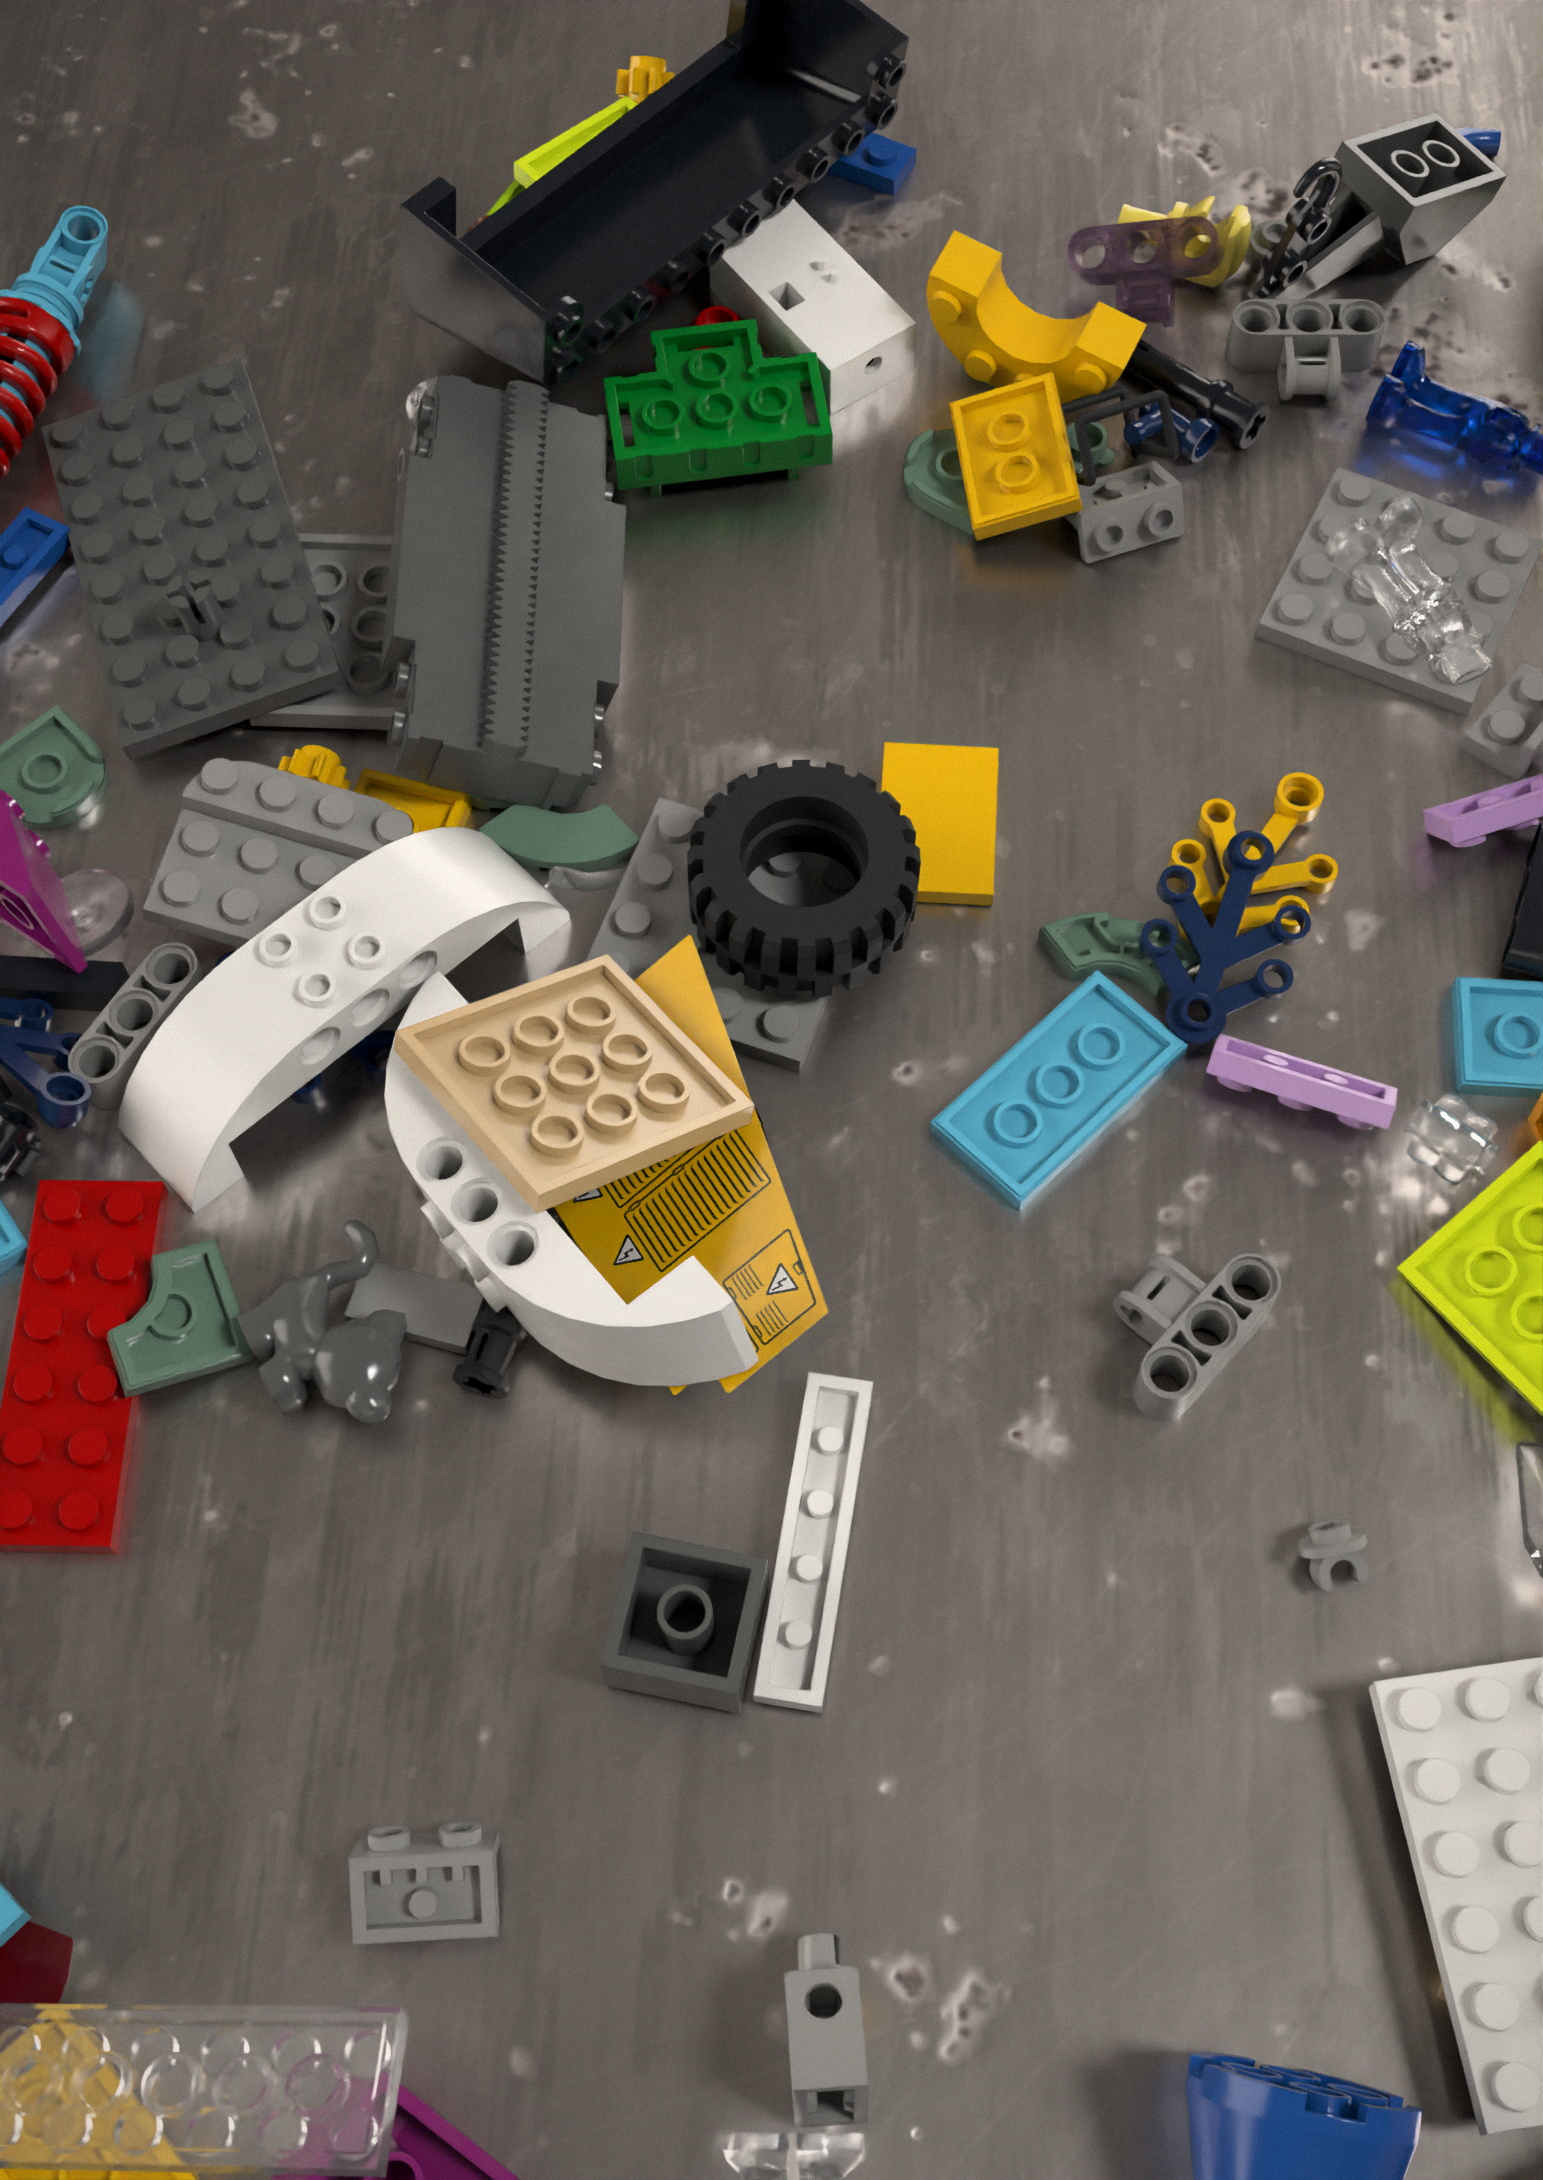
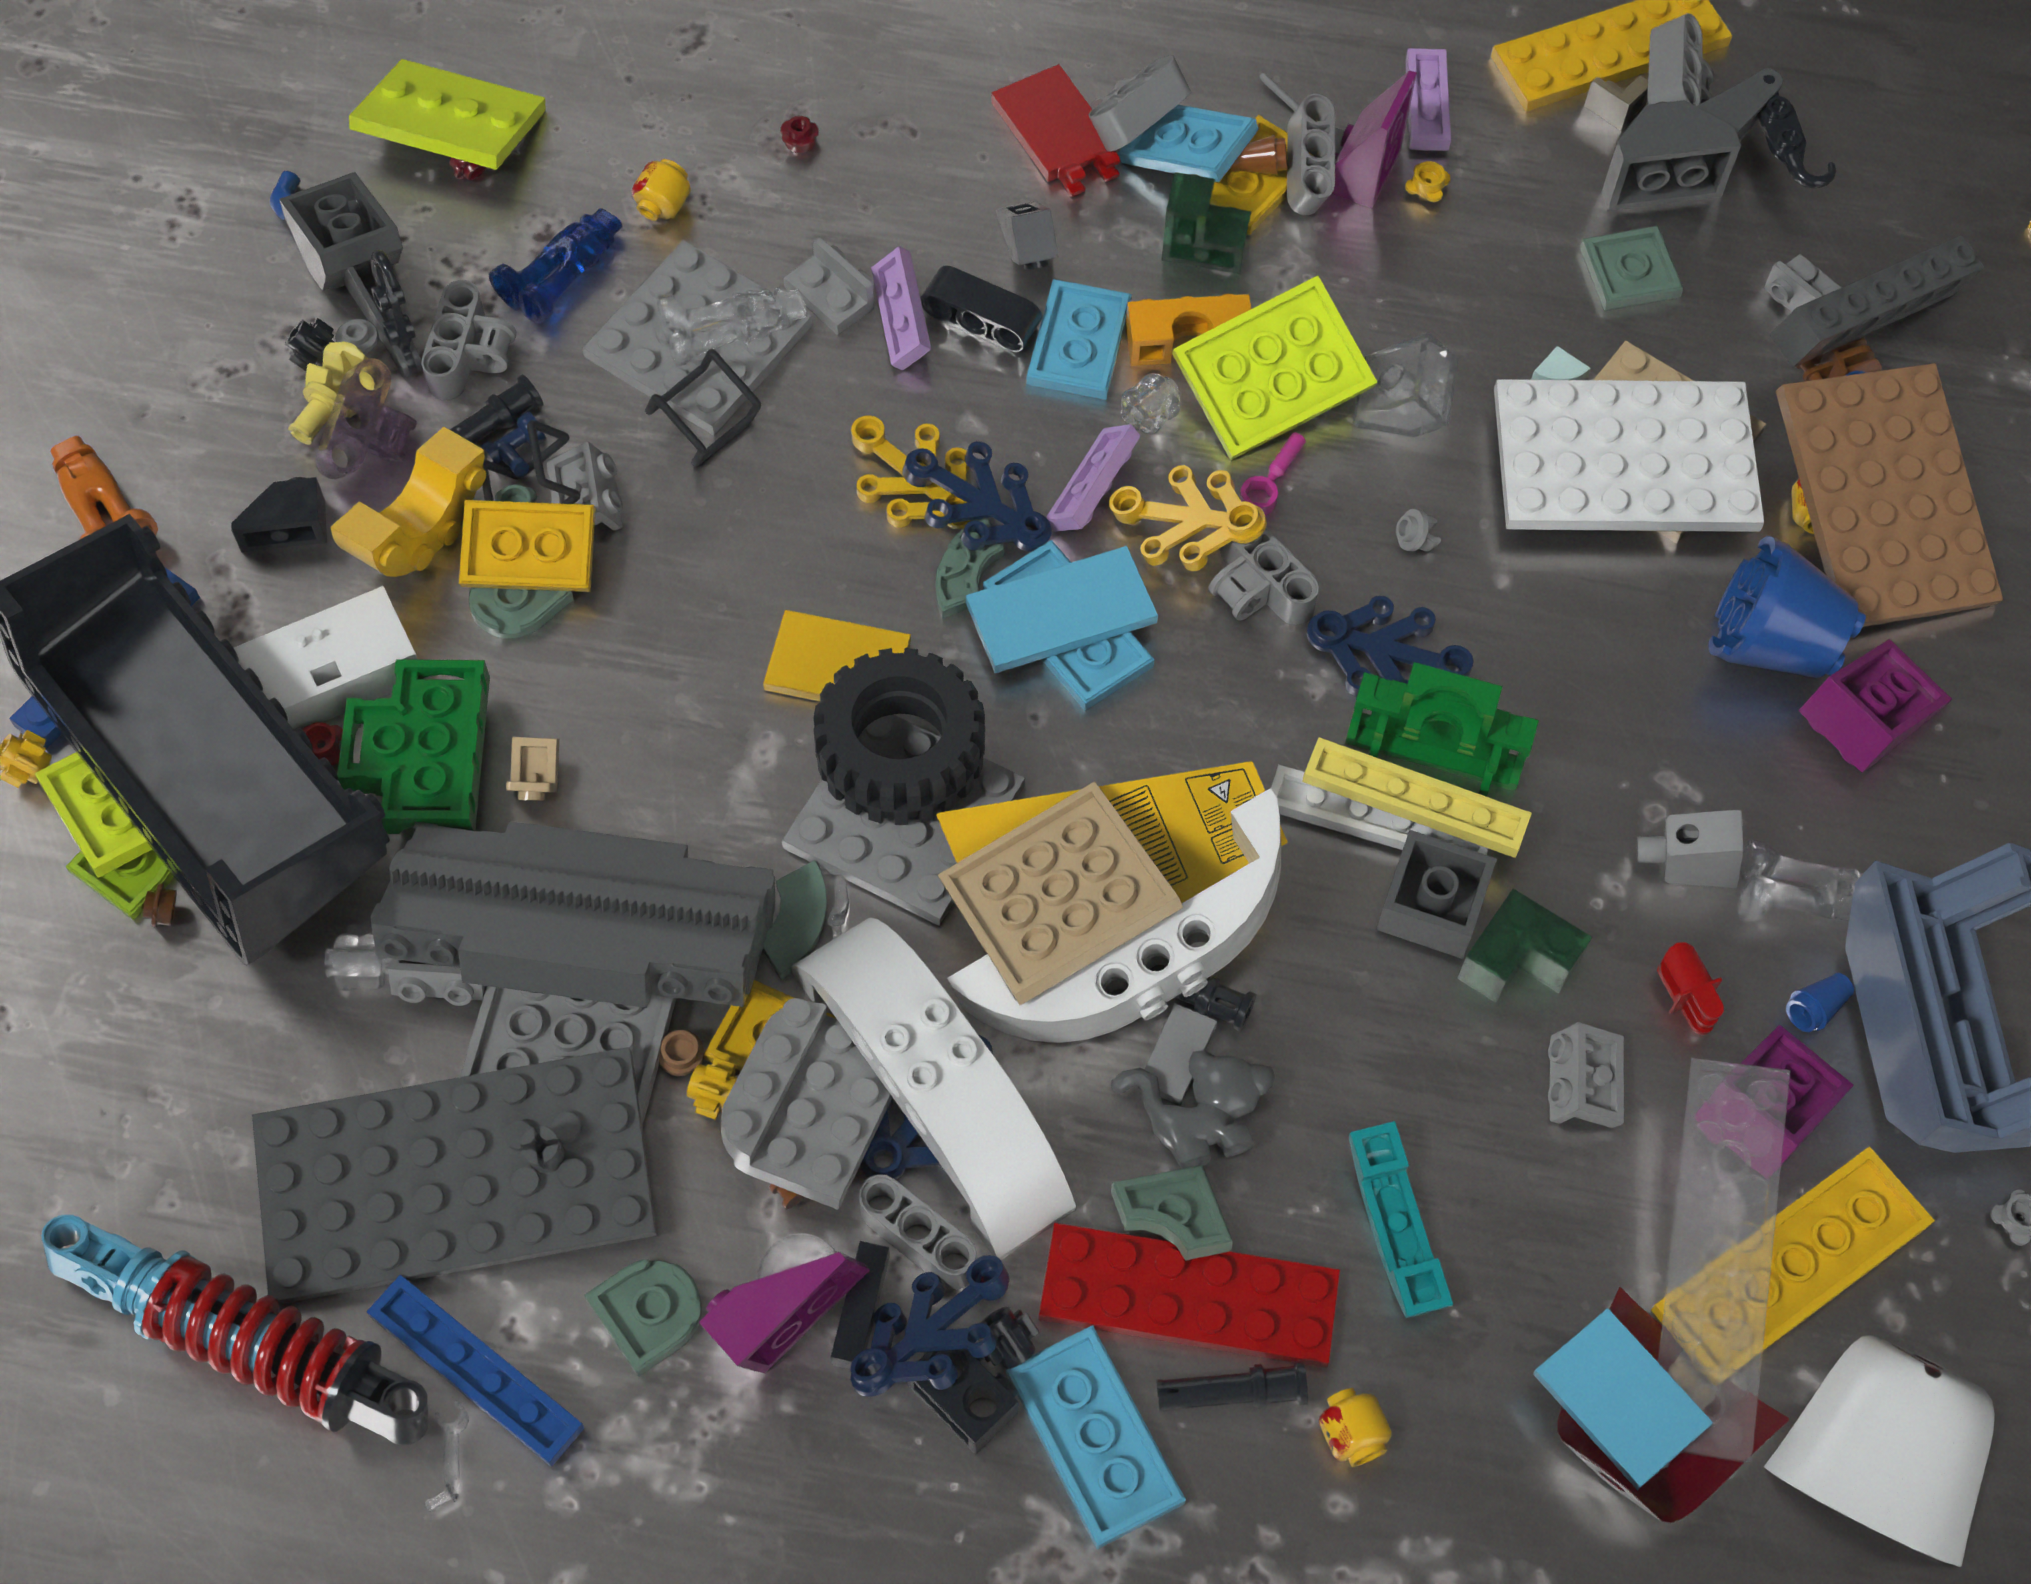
camera: 85 degrees left, 0 degrees up
(179, 1624) = (1397, 1221): none -> teal slope
(364, 744) = (681, 1053): none -> medium nougat plate
(593, 2042) = (1691, 987): none -> red arm
(637, 1760) = (1526, 939): none -> clear green brick
(716, 530) = (534, 767): none -> tan bracket
(837, 1580) = (1417, 797): none -> light yellow plate
(959, 1602) = (1443, 725): none -> green piece
(982, 77) = (88, 481): none -> orange piece
(1012, 227) = (283, 517): none -> black slope
(1069, 1067) = (1061, 609): none -> medium azure tile
(1115, 1518) = (1382, 644): none -> dark blue plant
(1253, 1266) = (1191, 518): none -> yellow plant
(1257, 195) = (309, 342): none -> black gear
(1333, 583) = (703, 453): none -> black piece
(1396, 1337) = (1276, 469): none -> dark pink piece

